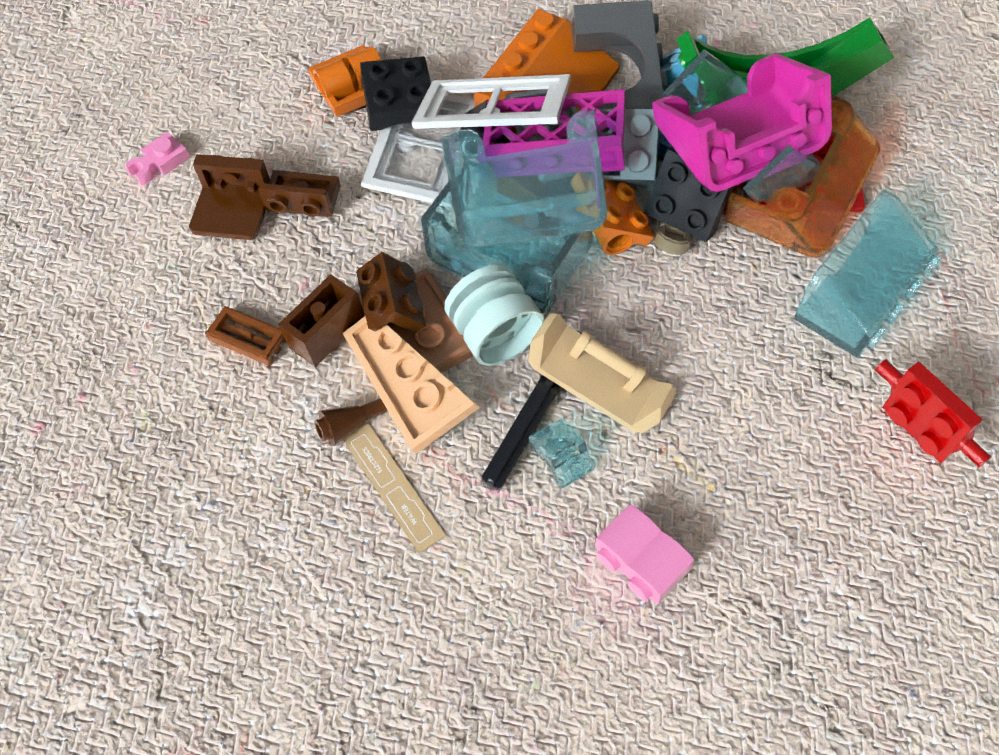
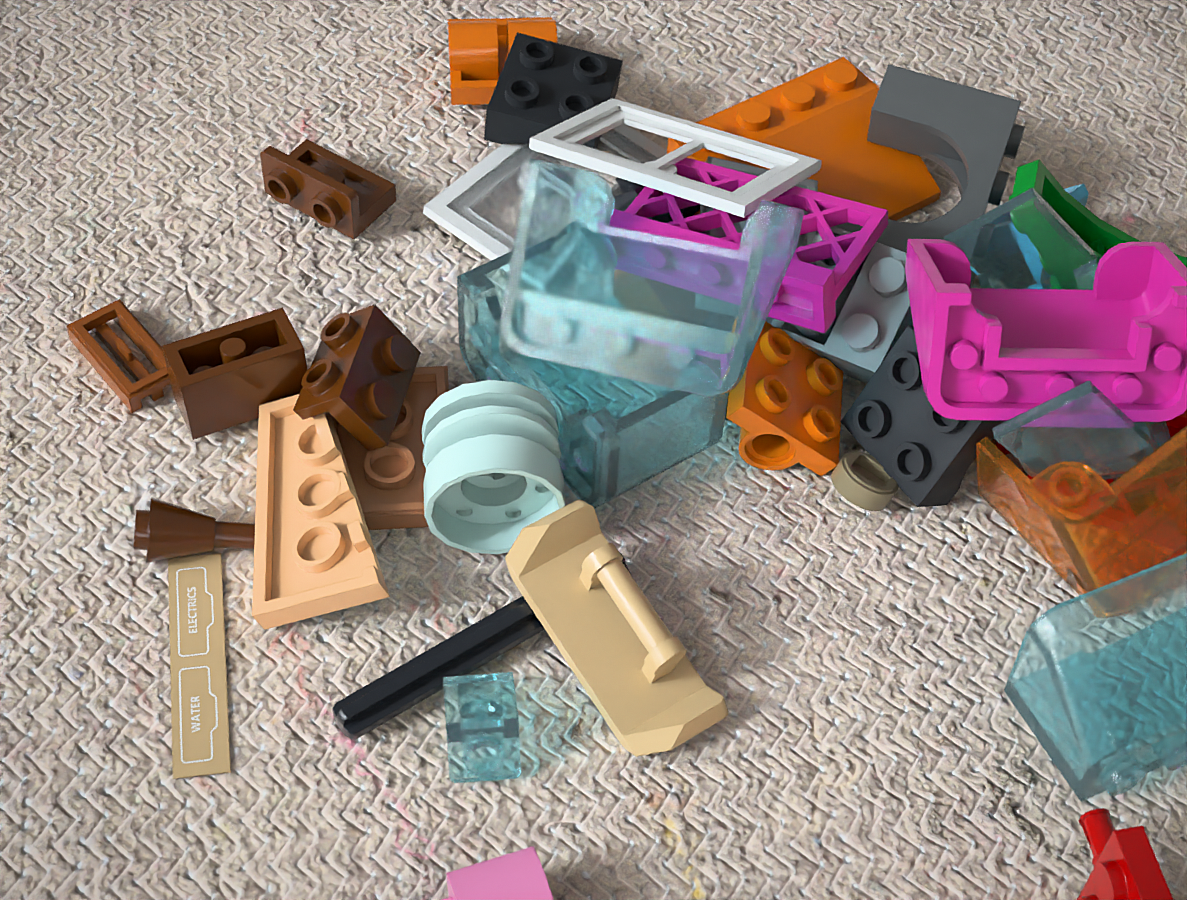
camera: 20 degrees right, 10 degrees down
(159, 155) = (166, 63): bright pink plate -> none
(229, 197) = (218, 161): reddish brown bracket -> none

